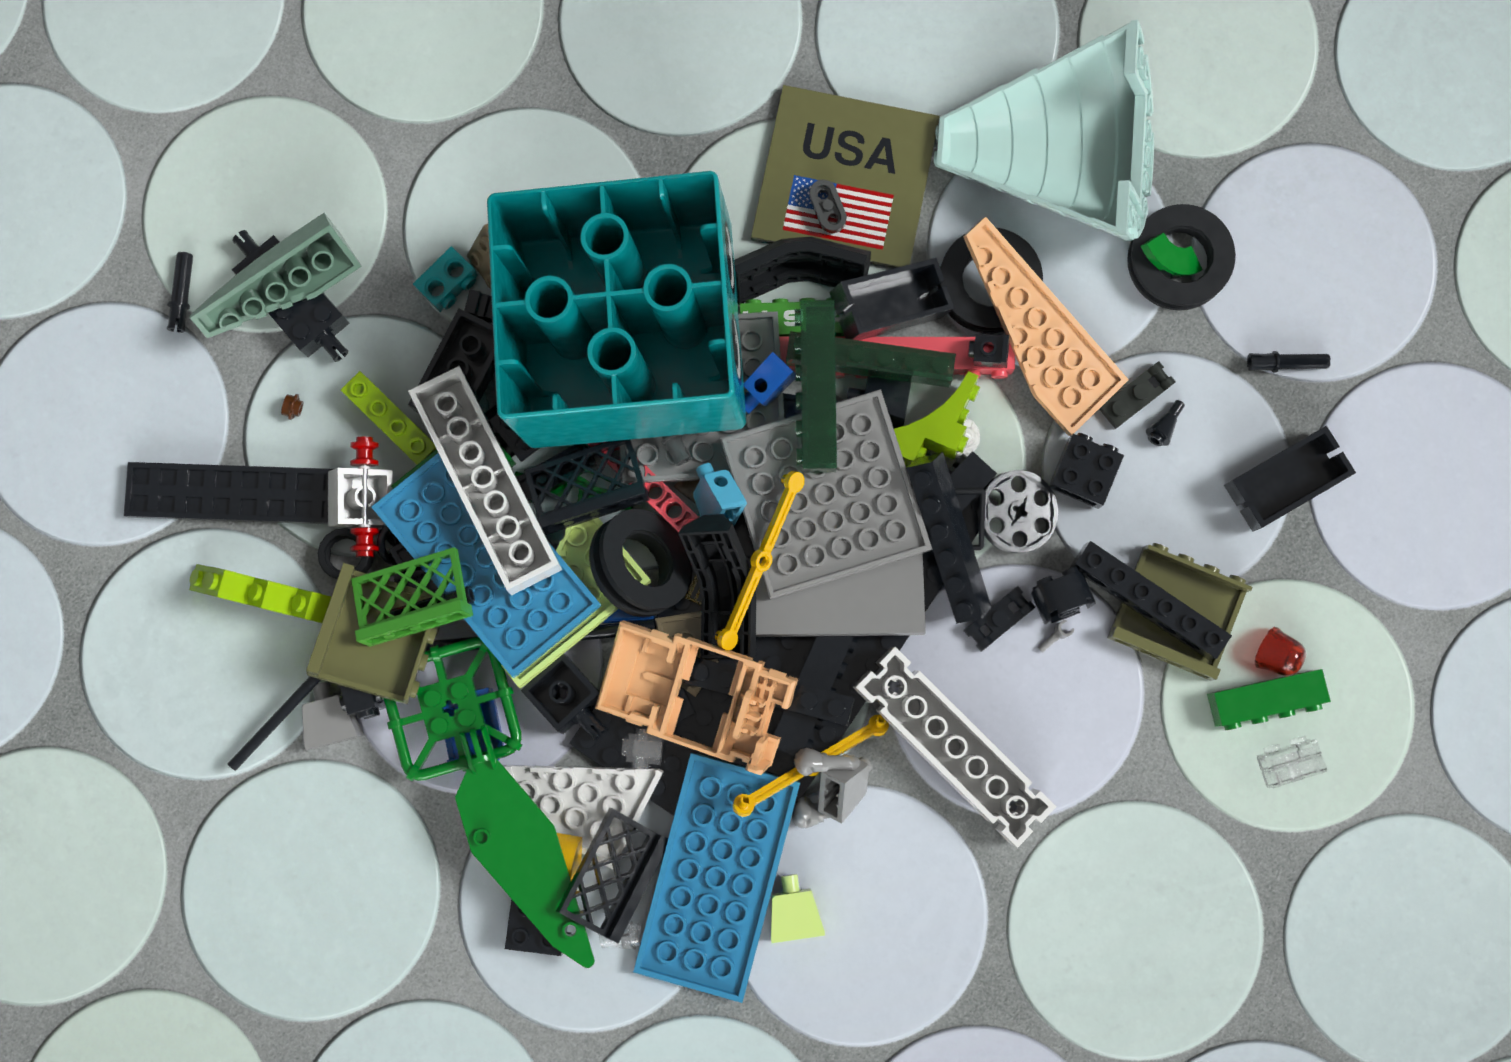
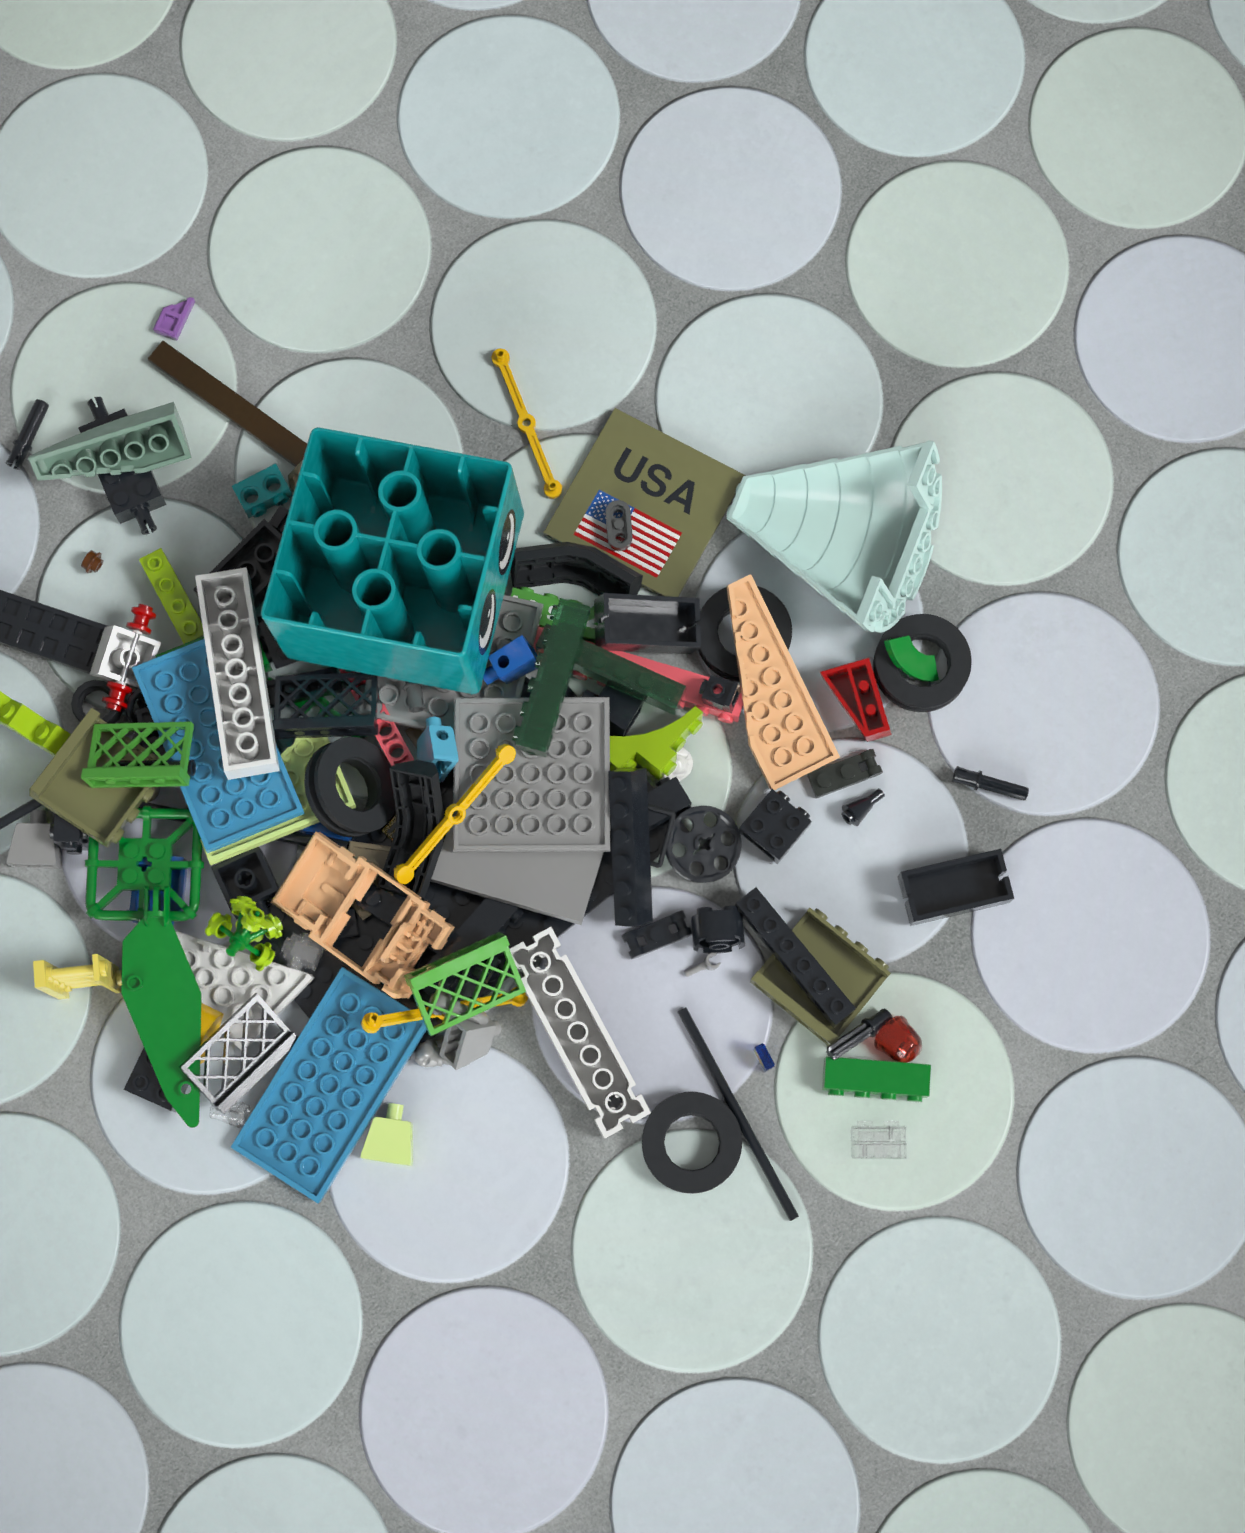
camera: 15 degrees right, 5 degrees down
(294, 125) = (173, 319): none -> medium lavender tile
(382, 198) = (228, 403): none -> dark brown tile
(400, 858) = (61, 981): none -> light yellow fence
(582, 742) = (247, 930): none -> lime plant
(649, 69) = (552, 487): none -> yellow piece
(818, 713) = (459, 961): none -> bright green fence
(1131, 312) = (859, 696): none -> red wedge
(1139, 777) = (737, 1111): none -> black piece
(1141, 833) = (728, 1134): none -> black tyre
(1148, 712) = (764, 1057): none -> clear blue tile
(1244, 651) = (866, 1029): none -> black axle

